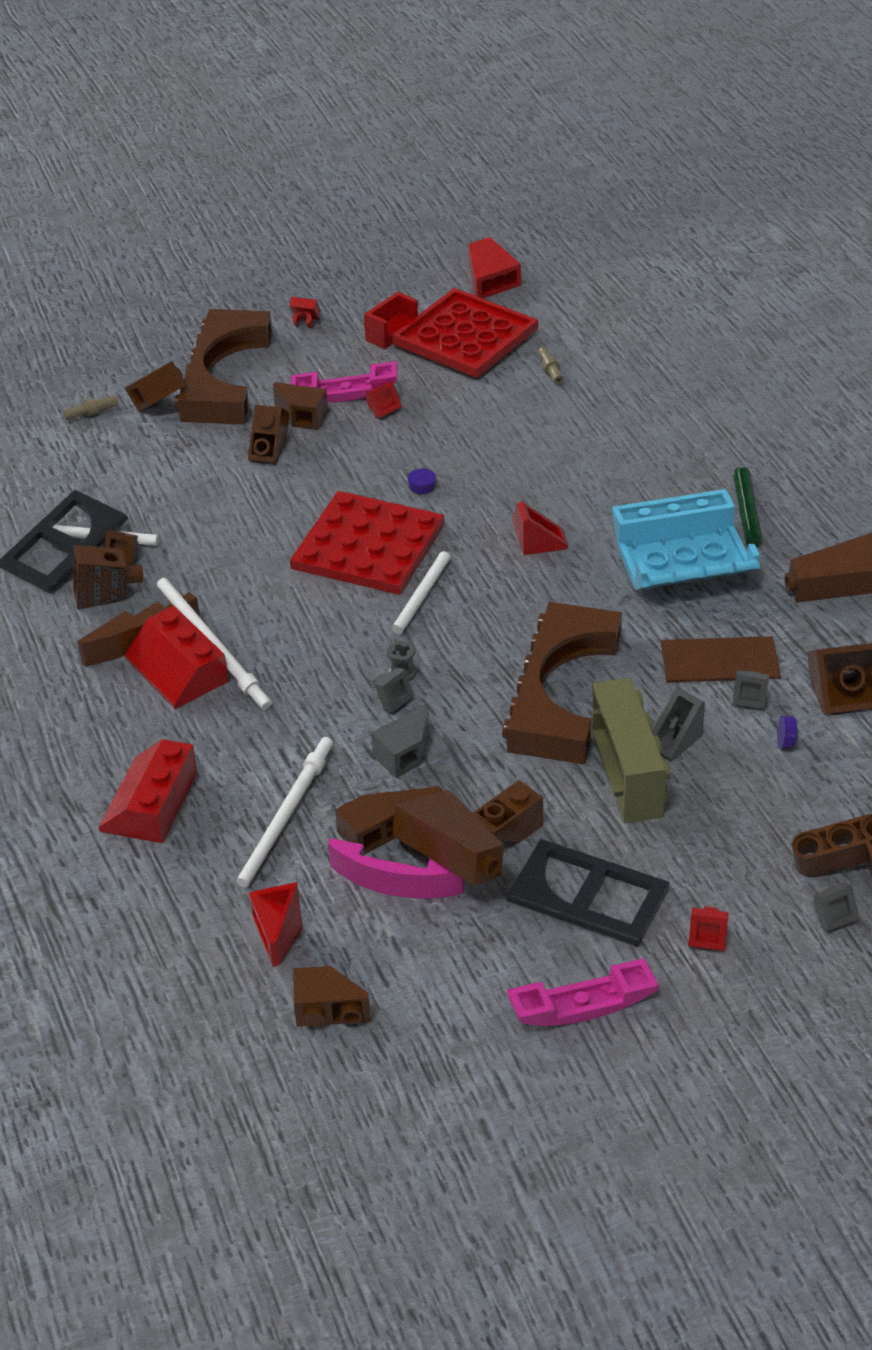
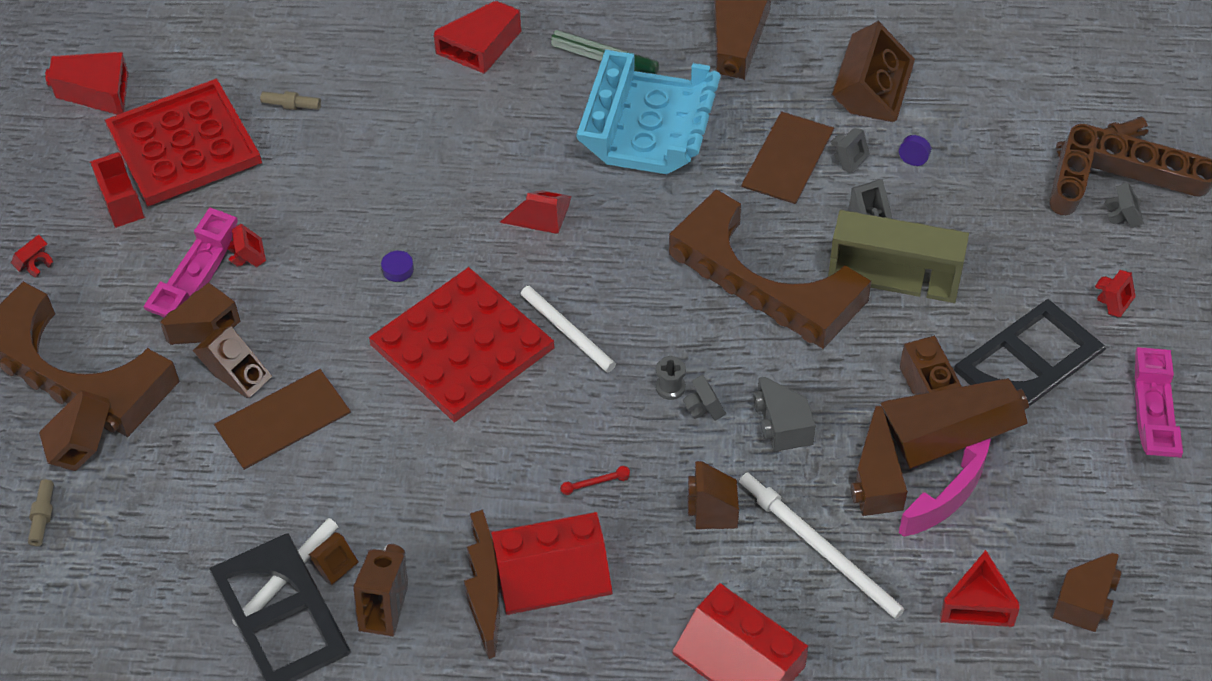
camera: 65 degrees left, 10 degrees up
(240, 483) = (282, 418): none -> reddish brown window
(246, 681) = (623, 514): white bar -> none
(283, 719) = (712, 498): none -> reddish brown slope
(293, 673) = (622, 474): none -> red hinge
(704, 430) = (479, 36): none -> red slope

